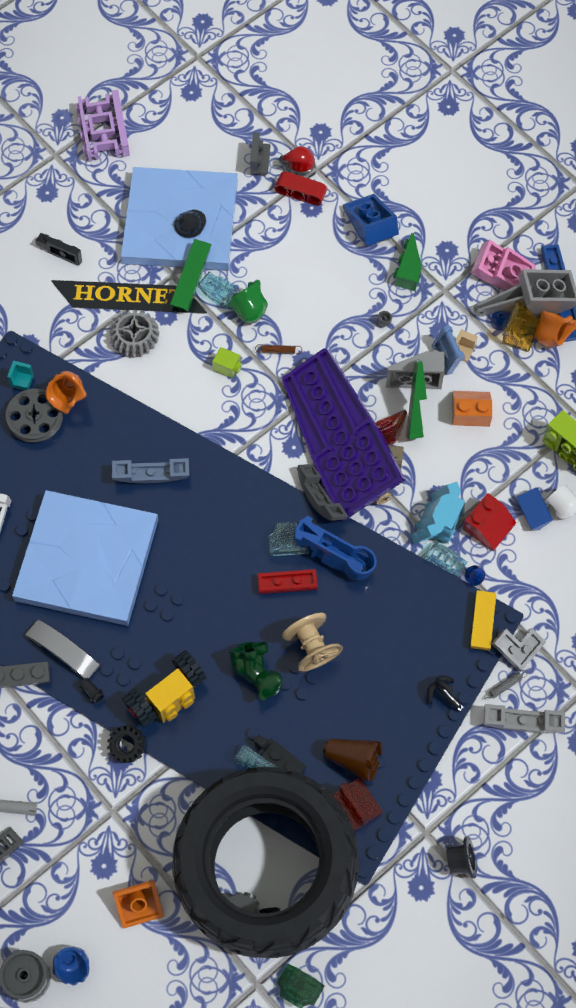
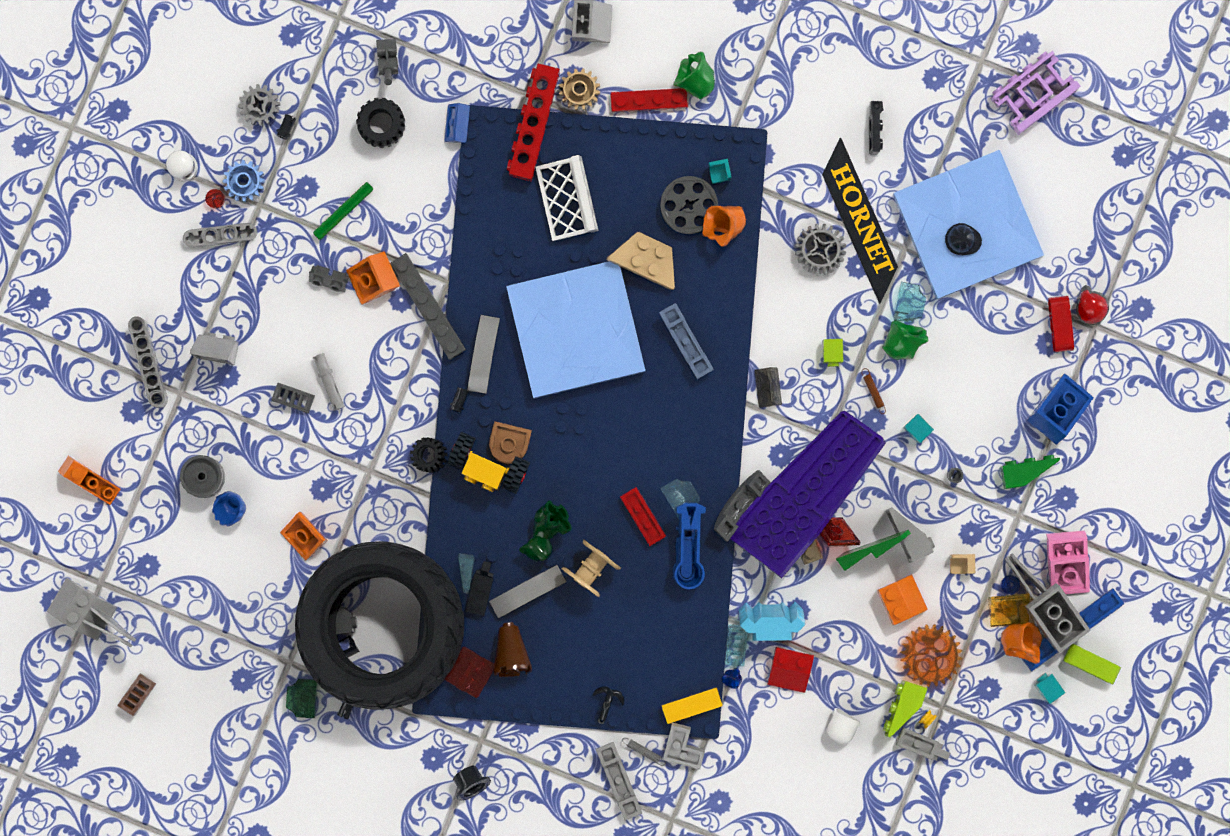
camera: 65 degrees right, 20 degrees up
(60, 468) = (646, 258): none -> tan wing
(153, 664) = (508, 442): none -> medium nougat tile
(190, 275) = (905, 270): green slope -> none
(228, 429) = (768, 387): none -> clear smoke slope
(259, 156) = (1077, 265): dark grey bracket -> none
(303, 717) = (527, 591): none -> light grey slope
(329, 947) = (348, 708): none -> black pin
(330, 327) = (918, 428): none -> teal panel
(446, 343) = (946, 551): medium blue plate -> none
(515, 400) = (928, 637): none -> clear orange gear
(534, 509) = (823, 703): blue slope -> none

